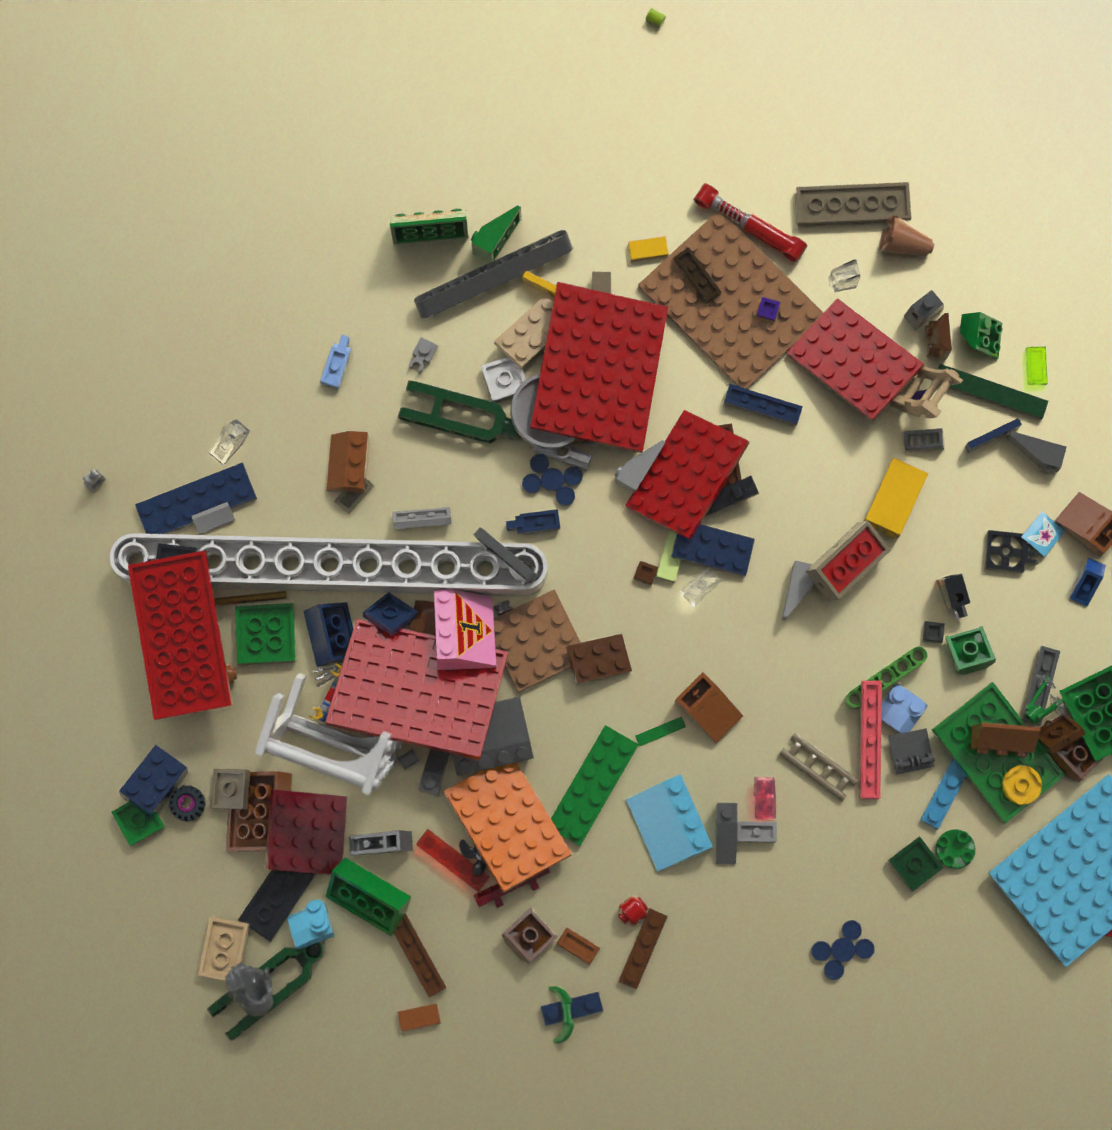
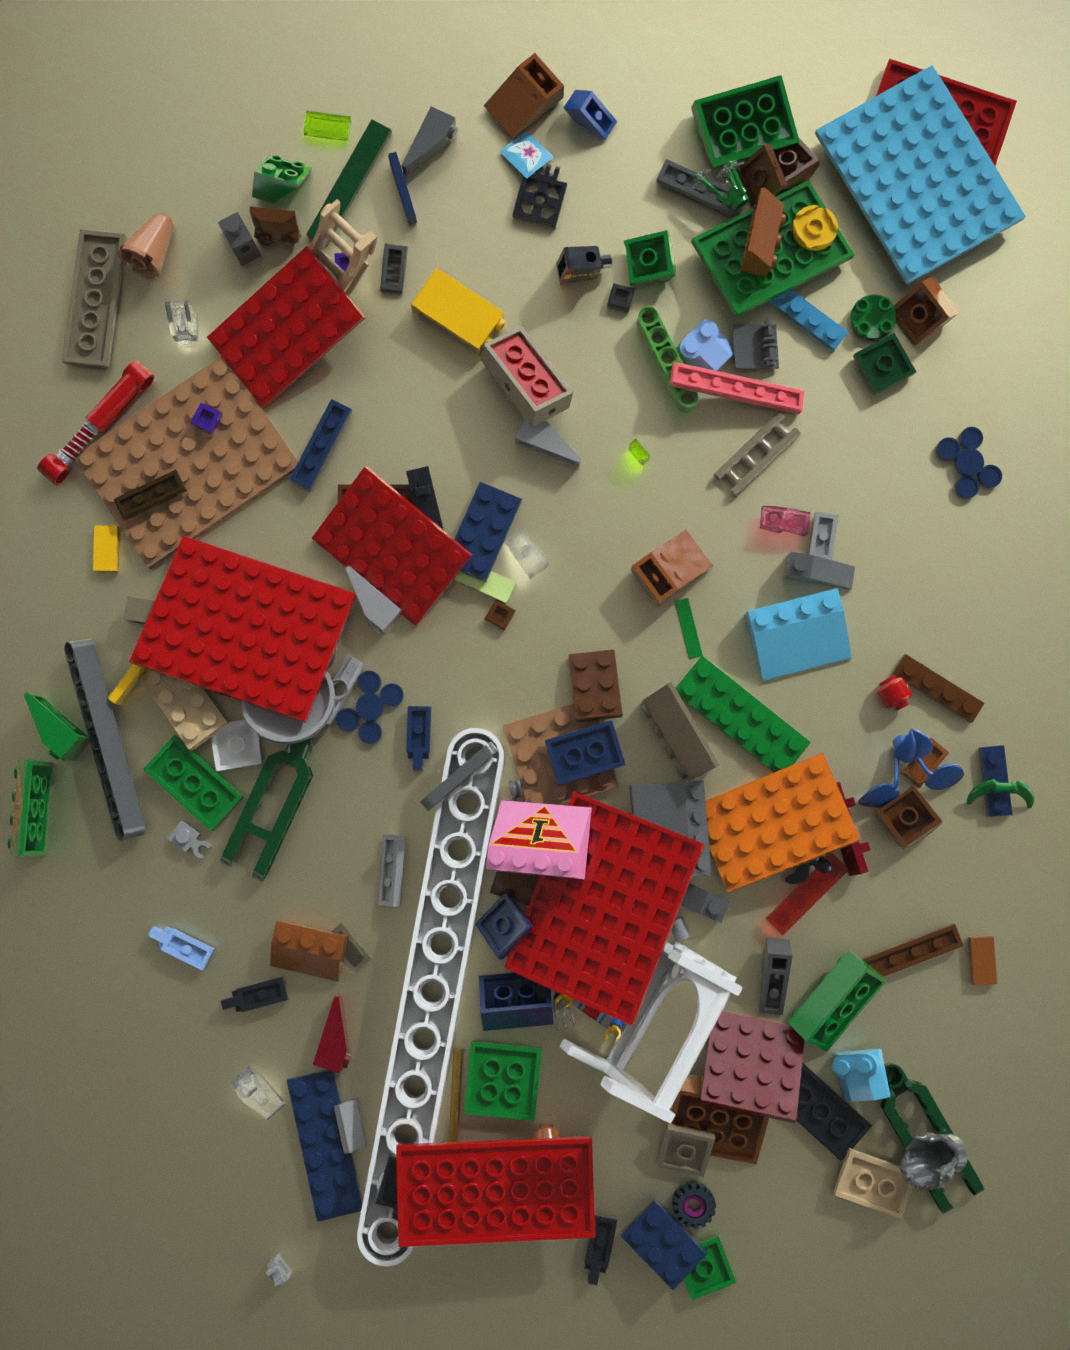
camera: 80 degrees left, 5 degrees up
(144, 731) = (600, 1247): none -> black hinge
(277, 494) = (334, 1042): none -> dark red slope
(306, 428) = (257, 995): none -> black hinge
(468, 349) = (193, 783): none -> green plate
(541, 657) = (585, 752): none -> dark blue plate
(570, 732) = (679, 732): none -> dark tan slope
(586, 925) = (908, 748): none -> blue plant
(802, 665) = (638, 452): none -> clear neon green tile
(968, 892) = (924, 310): none -> dark orange slope

